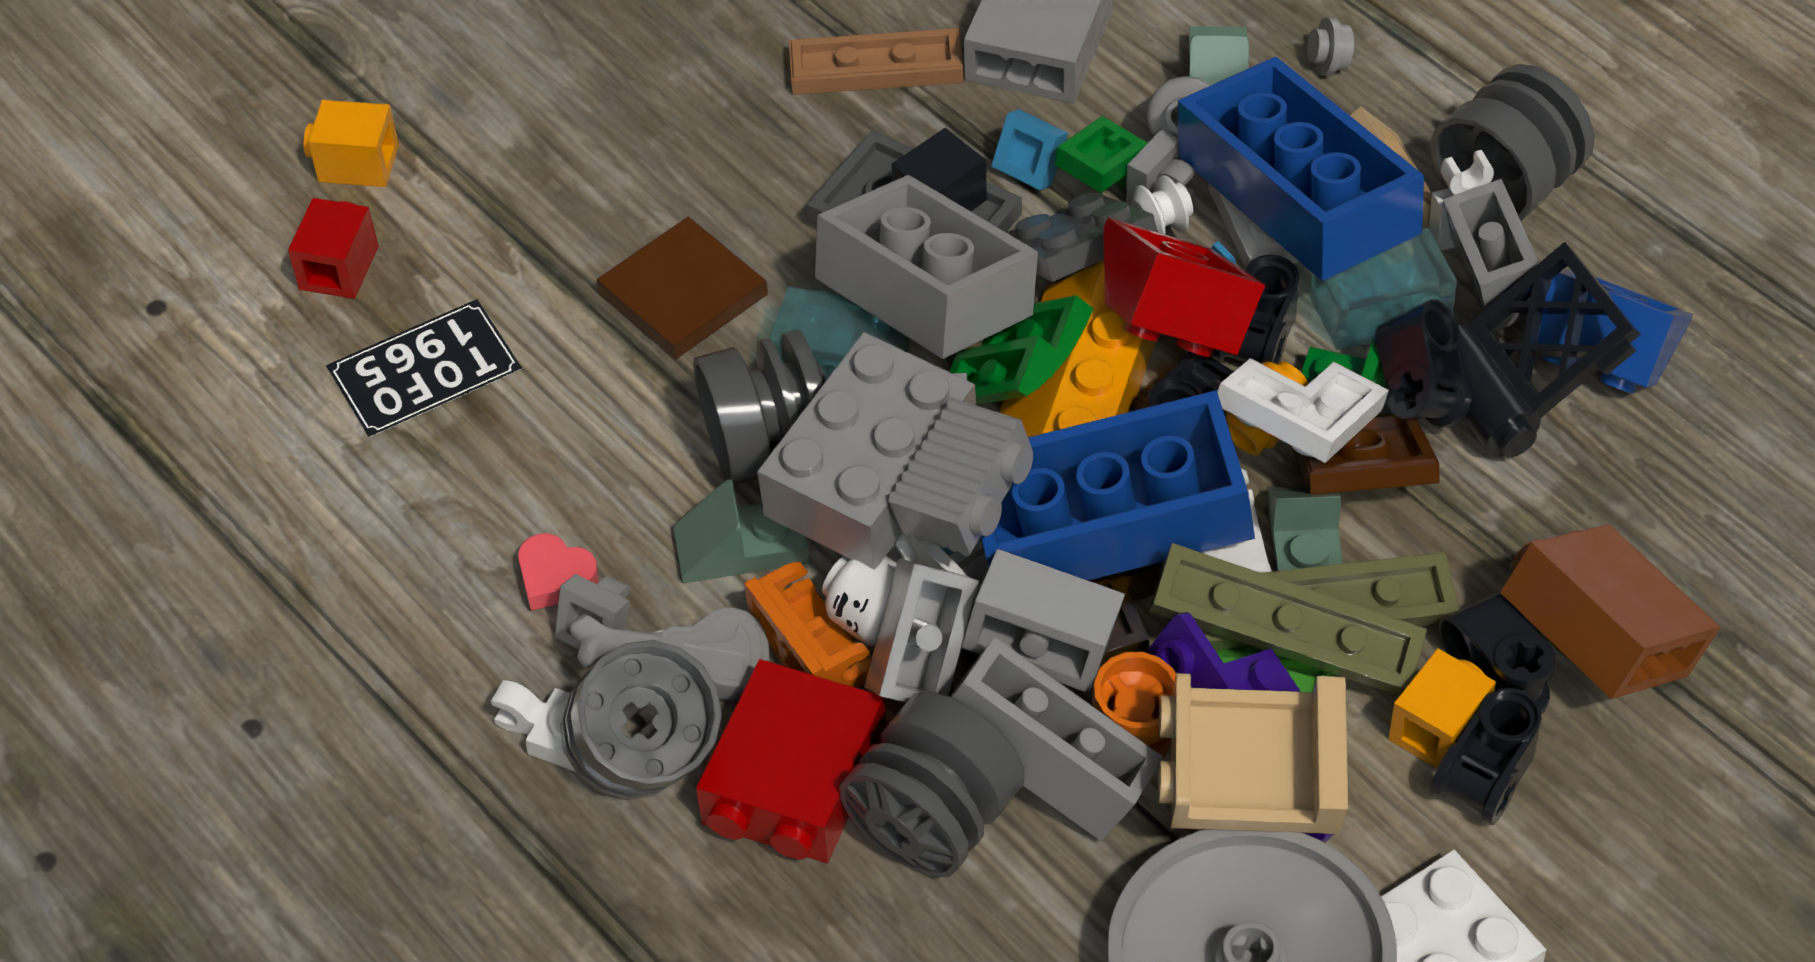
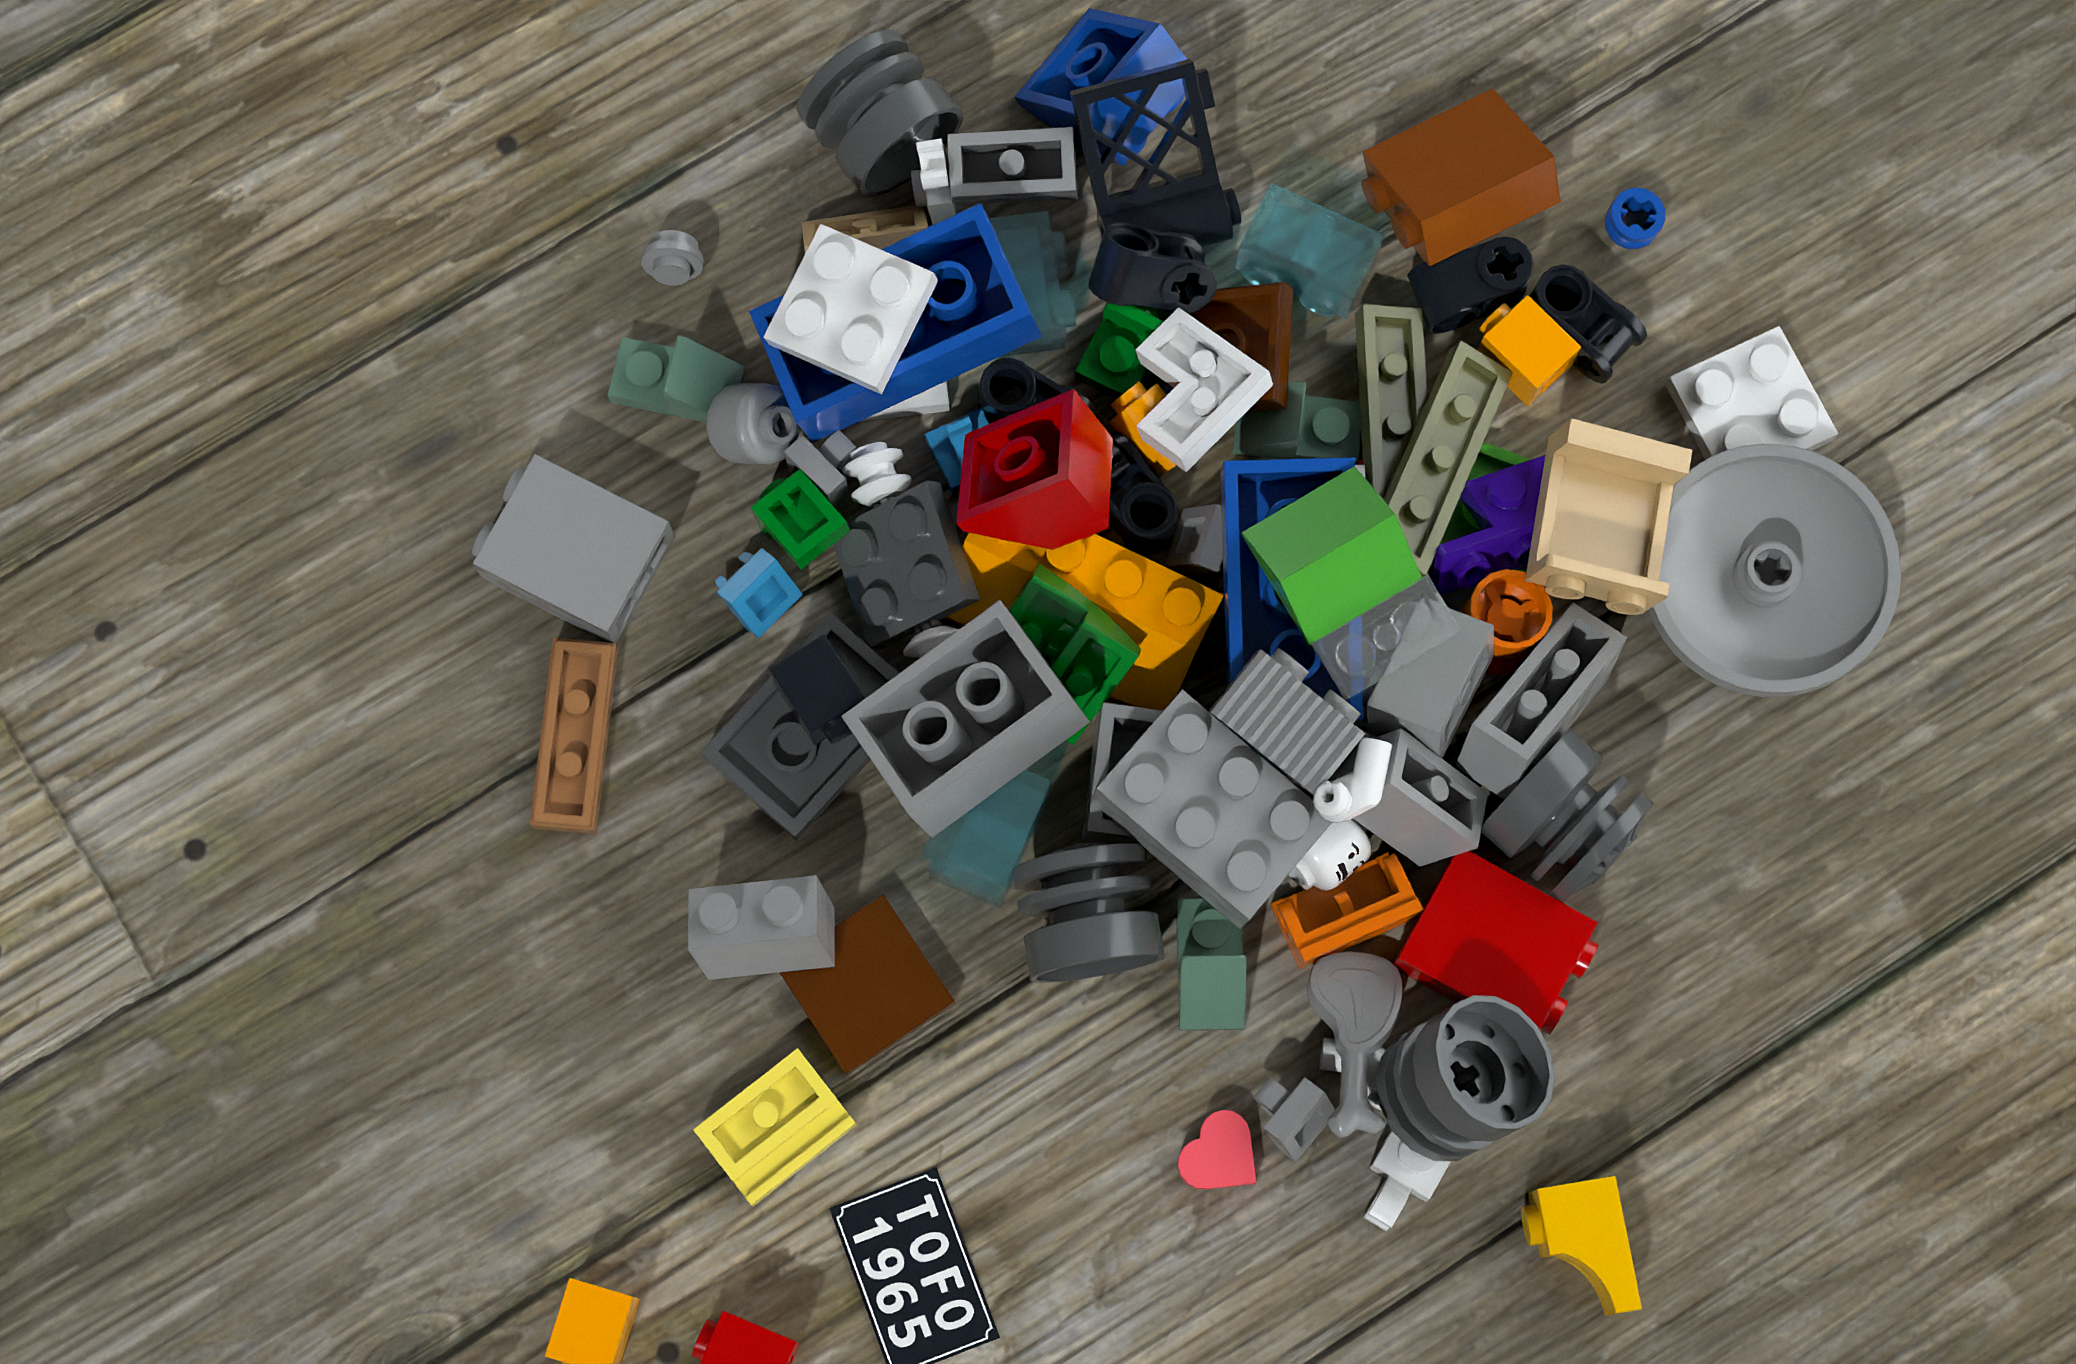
camera: 85 degrees left, 25 degrees up
(498, 885) = (1588, 1230): none -> yellow arch
(542, 238) = (775, 1127): none -> light yellow plate
(715, 185) = (761, 927): none -> light grey brick
(901, 537) = (1359, 789): none -> white arm
(1066, 542) = (1386, 637): none -> clear plate
(1135, 485) = (1333, 554): none -> bright green slope
(1292, 106) = (851, 308): none -> white plate
(1489, 506) = (1310, 250): none -> clear light blue brick
(1630, 782) = (1634, 236): none -> blue bush

